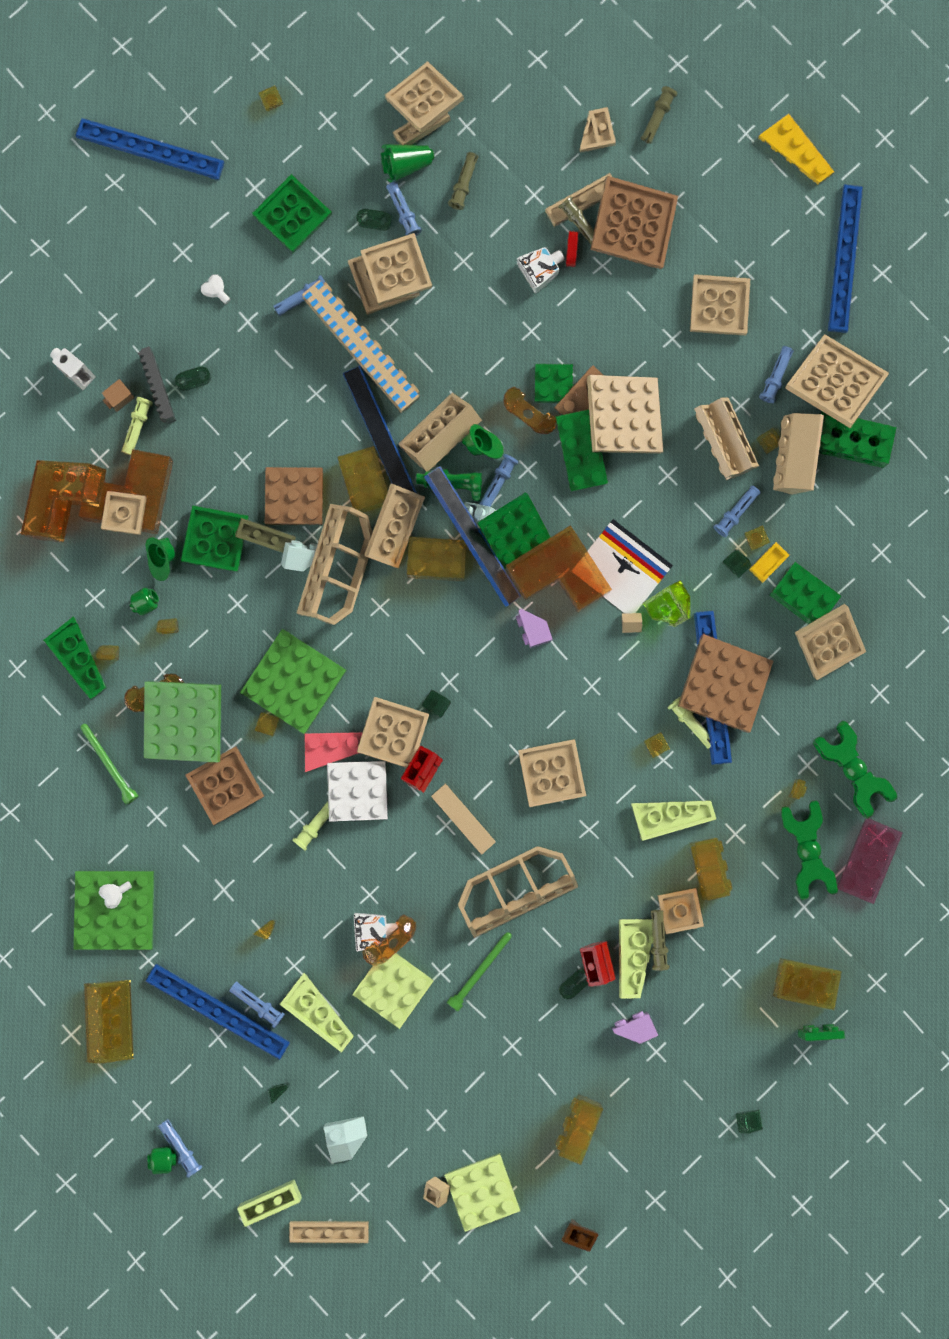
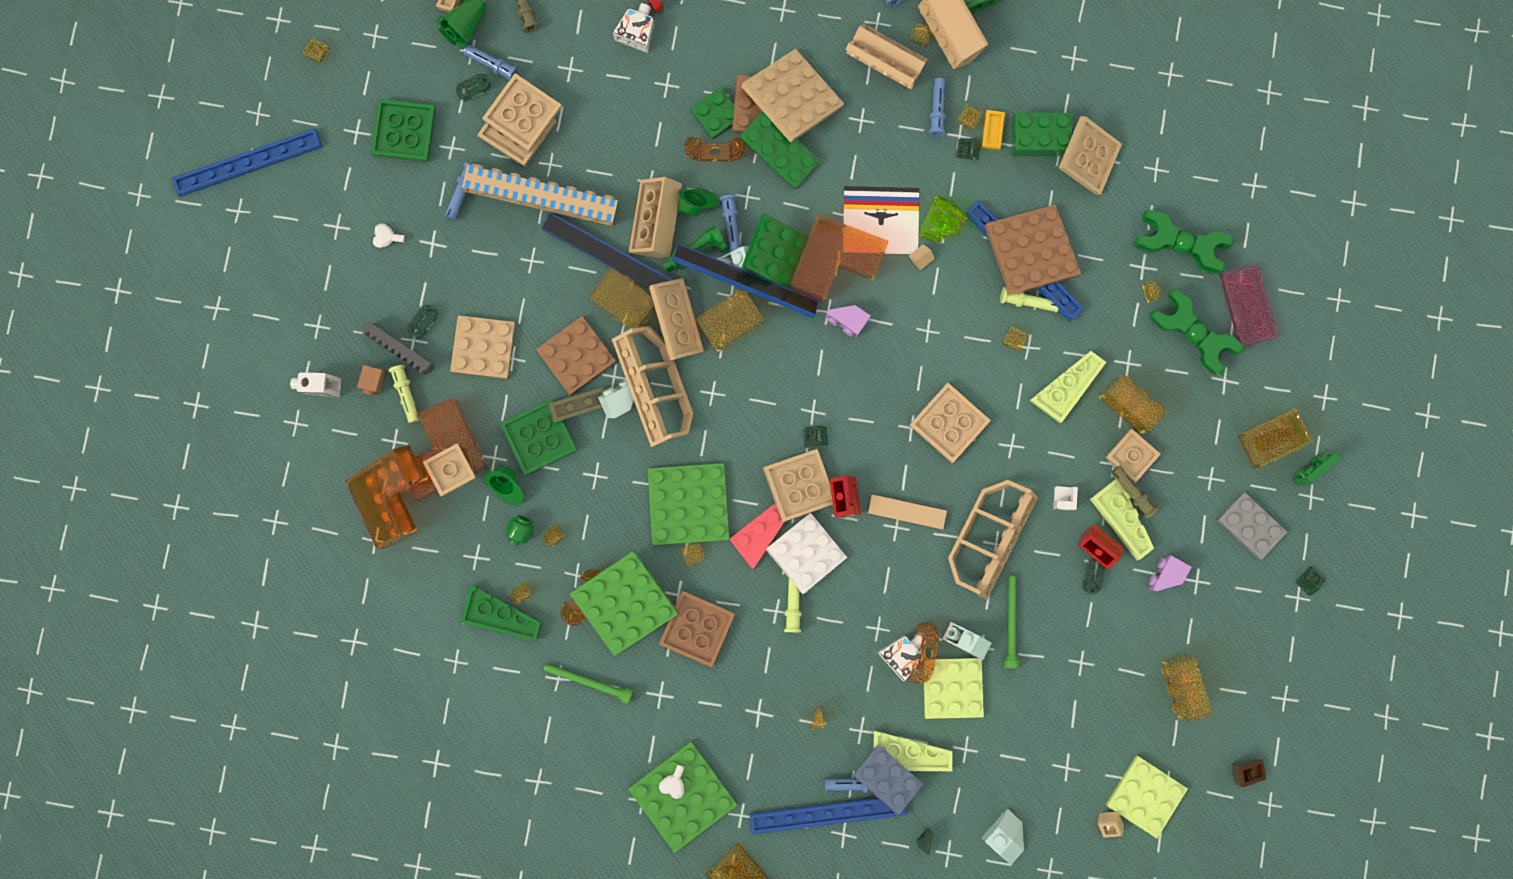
camera: 35 degrees left, 0 degrees up
(225, 434) = (483, 347): none -> tan plate
(284, 1019) = (888, 779): none -> sand blue plate
(432, 958) = (967, 641): none -> light aqua slope
(599, 903) = (1065, 498): none -> white panel
(735, 1041) = (1252, 526): none -> light grey plate

